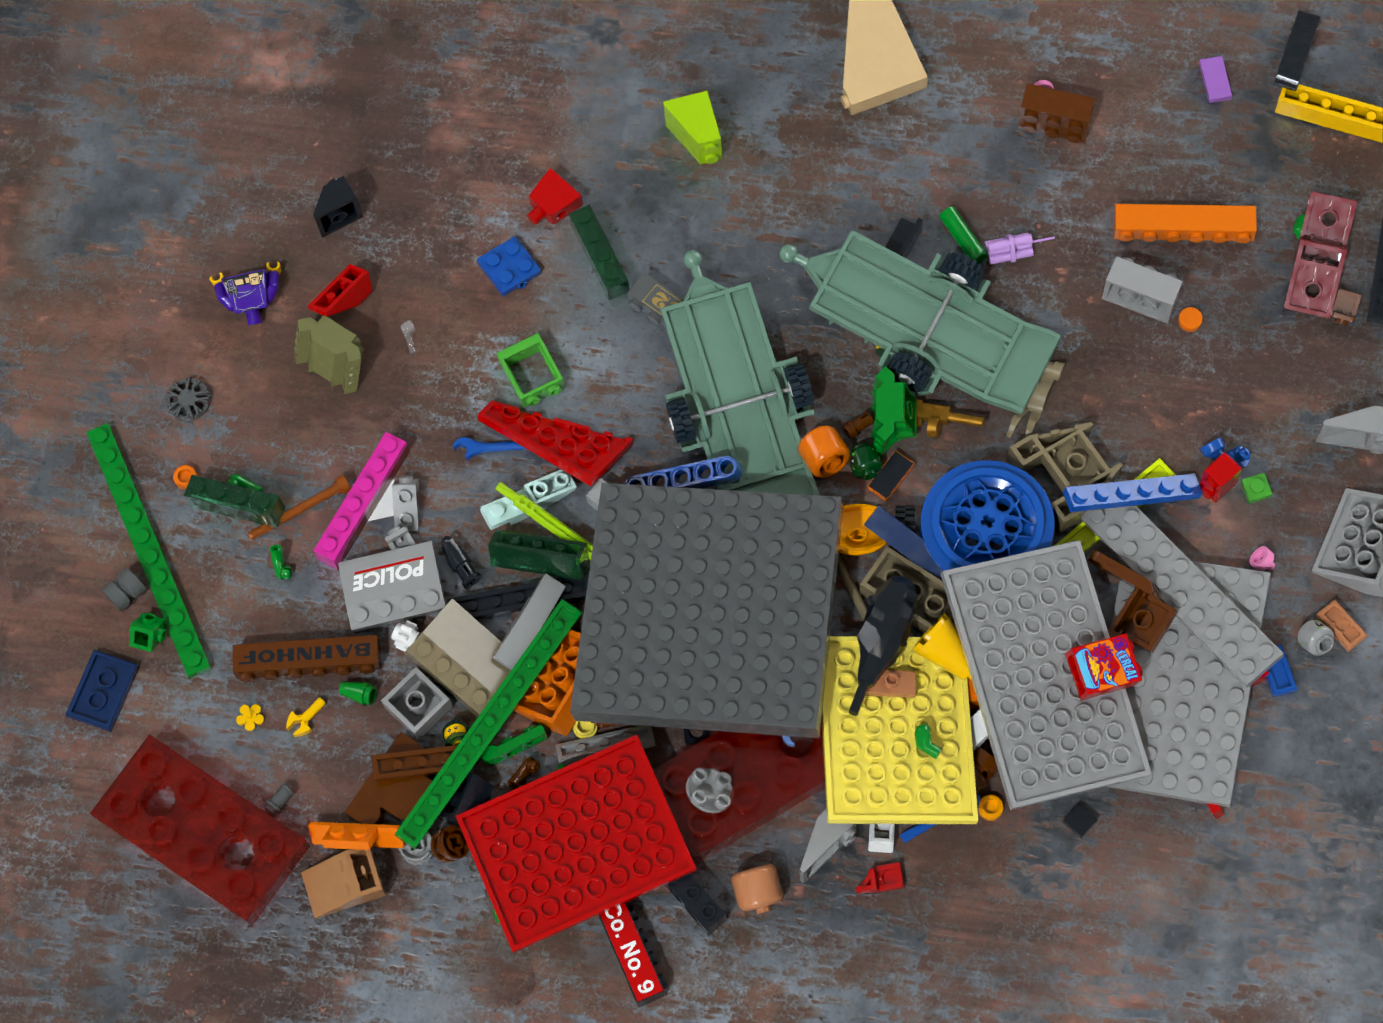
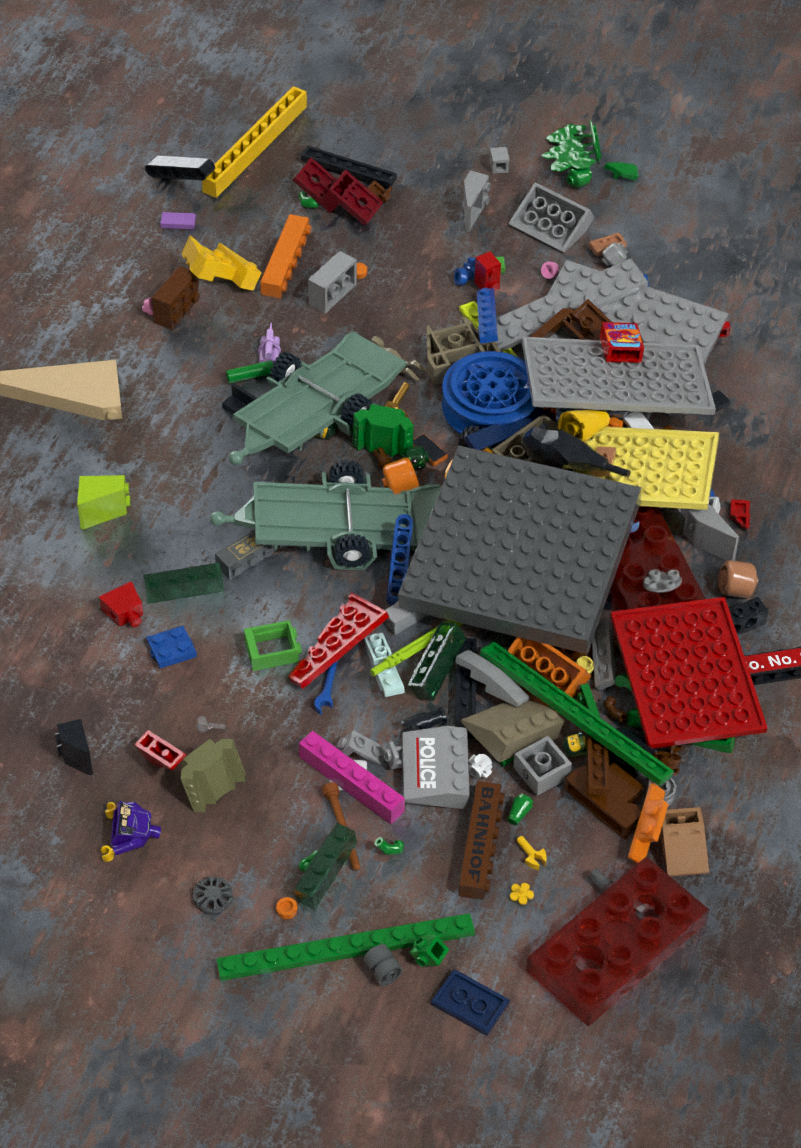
camera: 85 degrees left, 20 degrees down
(923, 741) = (654, 448): green arm -> none
(1127, 142) = (220, 263): none -> yellow wedge

